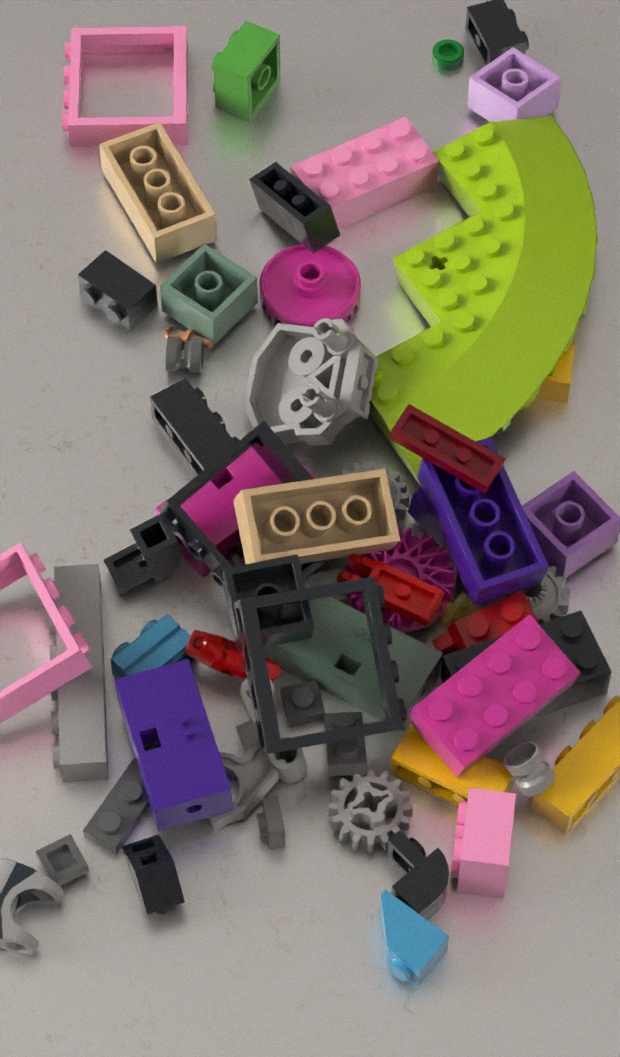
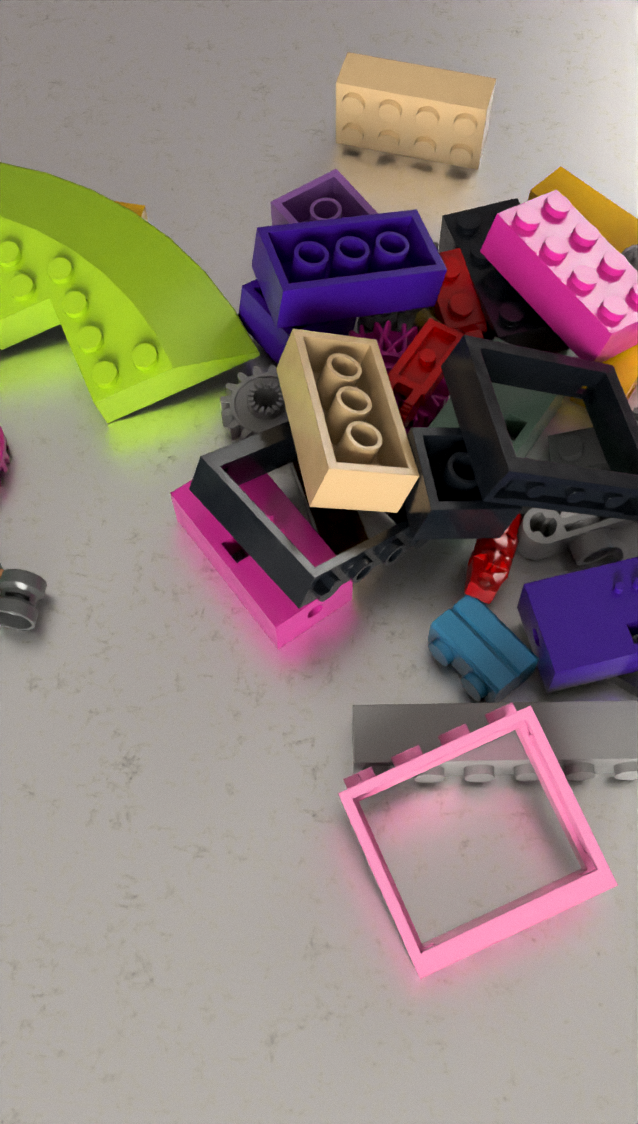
camera: 85 degrees left, 5 degrees up
(152, 556) = (336, 649): black brick -> none
(191, 425) = (146, 589): black brick -> none
(329, 386) = (96, 477): light grey brick -> none
(447, 448) = (279, 258): dark red plate -> none

